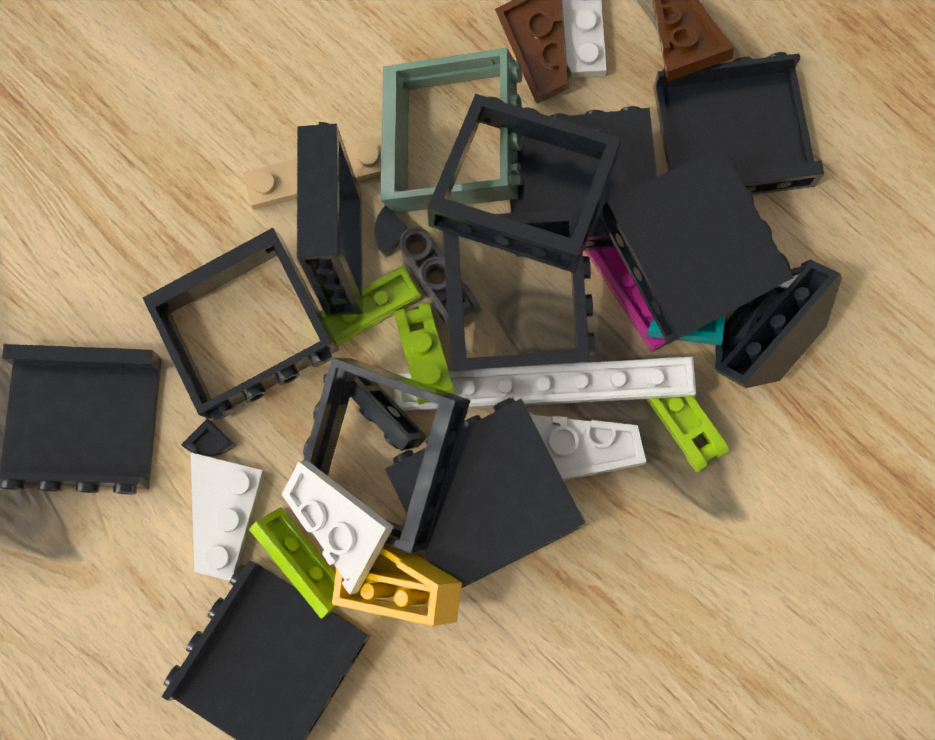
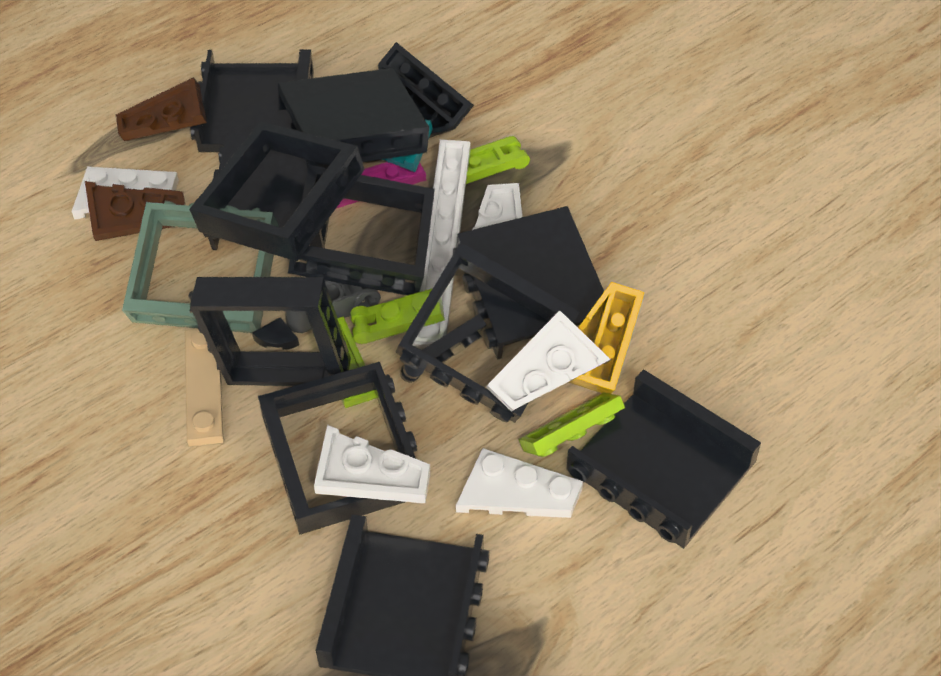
camera: 85 degrees left, 25 degrees down
(192, 355) = (363, 471): none -> white wing
(208, 440) = (445, 494): black tile -> none

